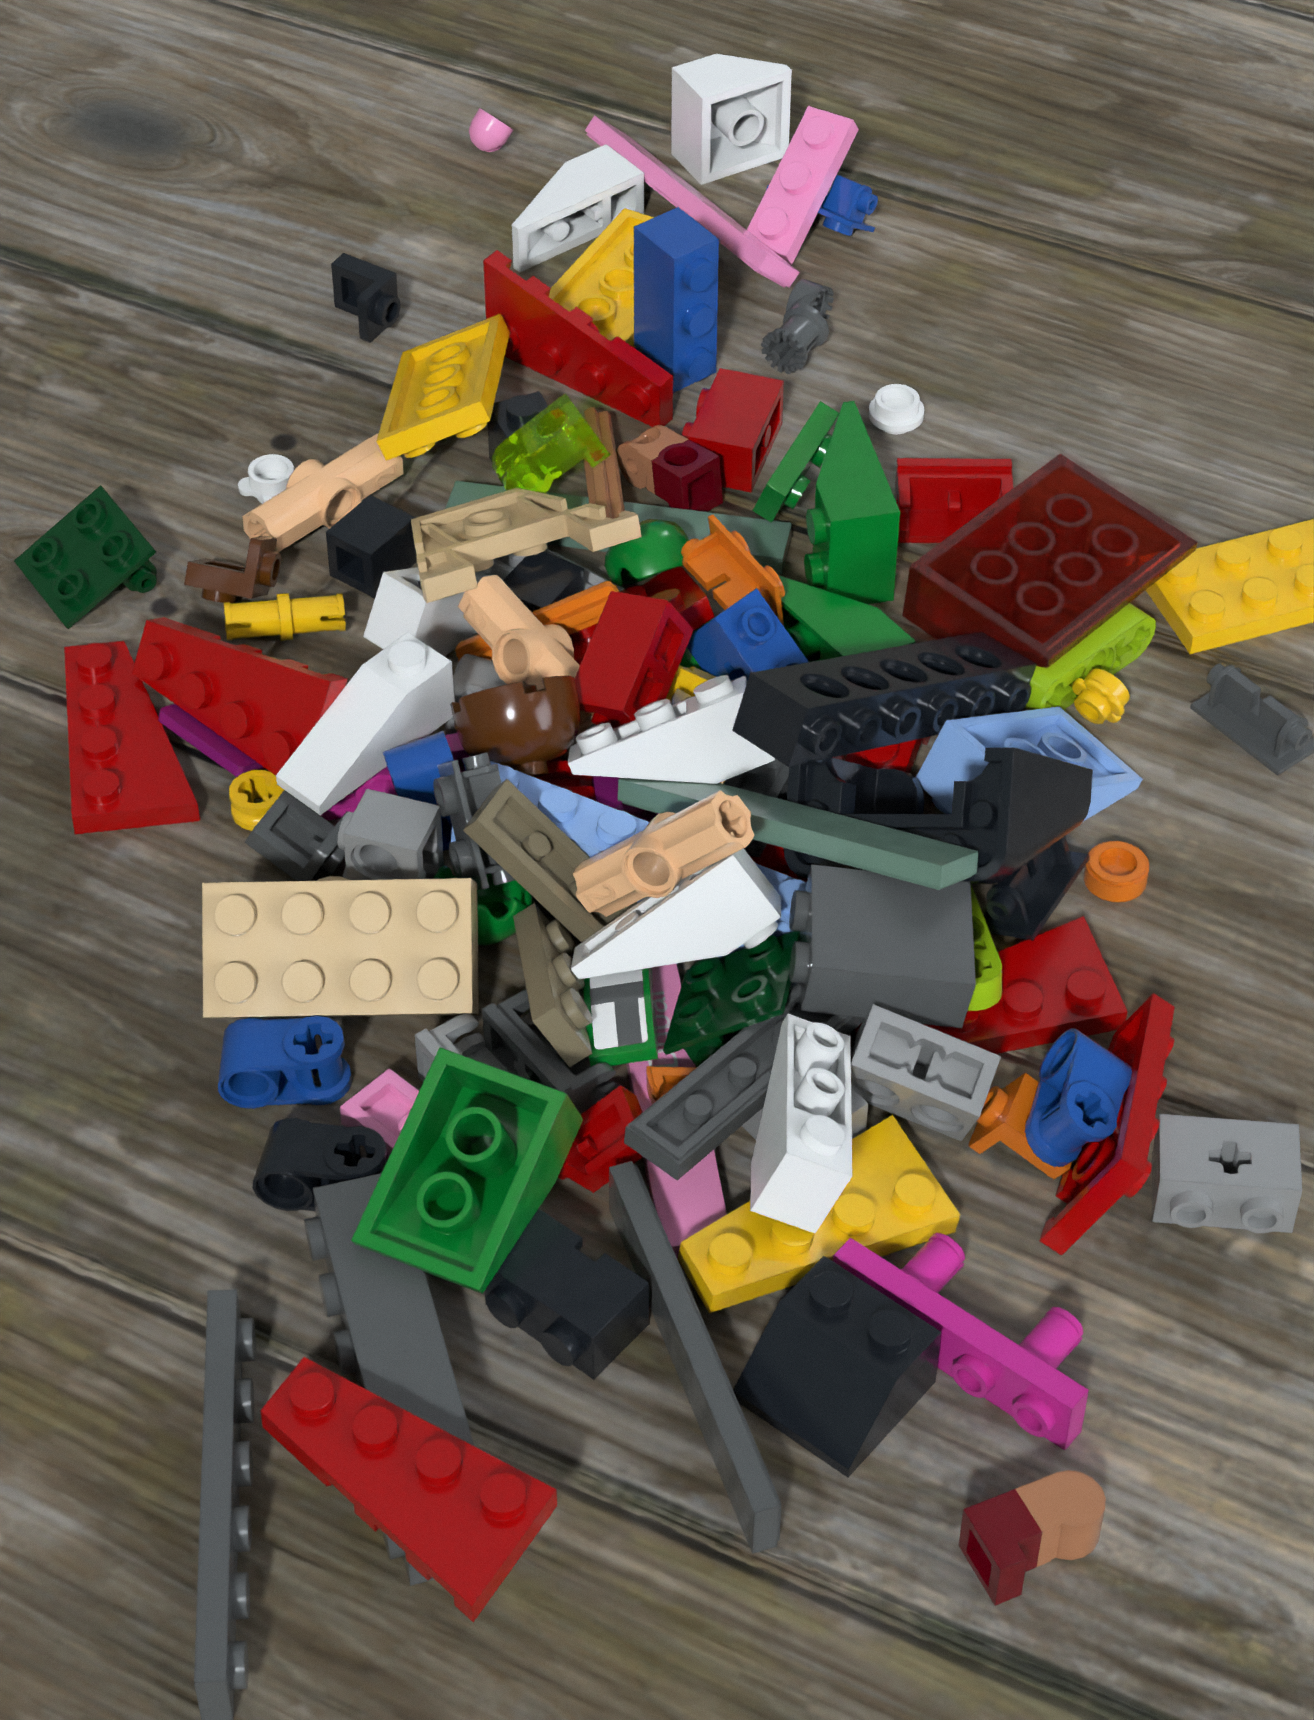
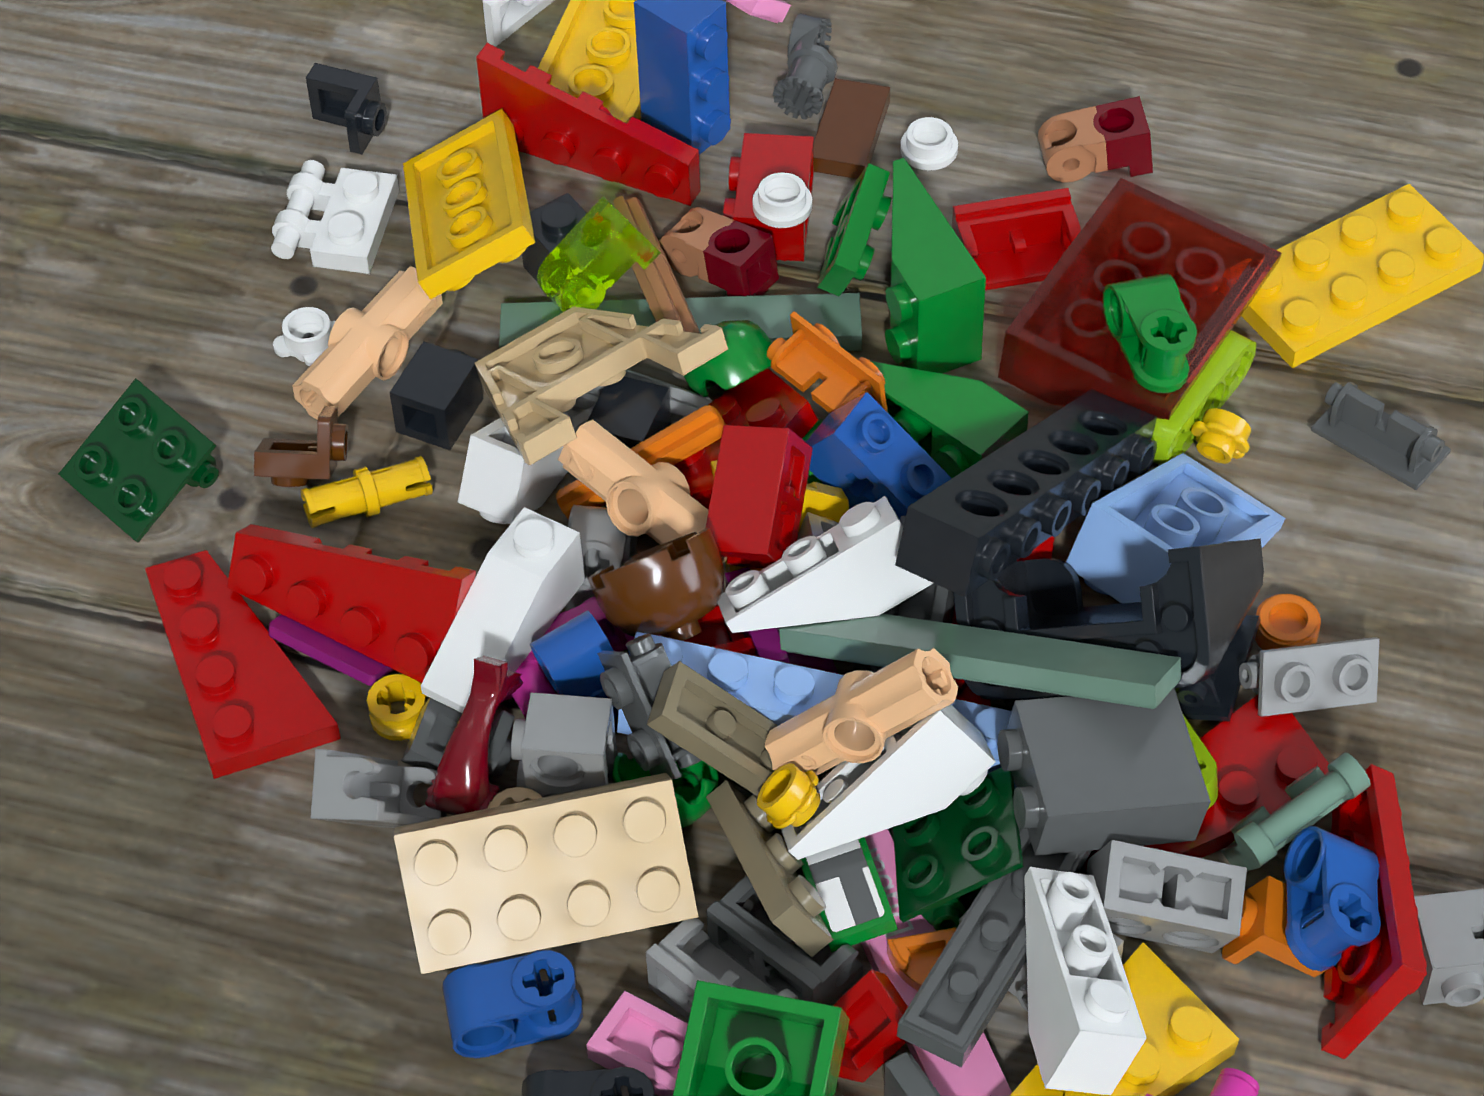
camera: 10 degrees left, 5 degrees up
(193, 852) = (367, 790): none -> light grey hinge
(292, 844) = (462, 775): none -> dark red animal
(342, 393) = (353, 218): none -> white plate
(584, 921) = (789, 796): none -> yellow plate
(734, 426) = (782, 201): none -> white plate
(830, 377) = (850, 127): none -> reddish brown tile
(1046, 583) = (1151, 330): none -> green piece
(1055, 426) = (1097, 141): none -> leg
(1089, 1011) = (1311, 798): none -> sand green plate
(1125, 912) = (1313, 676): none -> light grey hinge

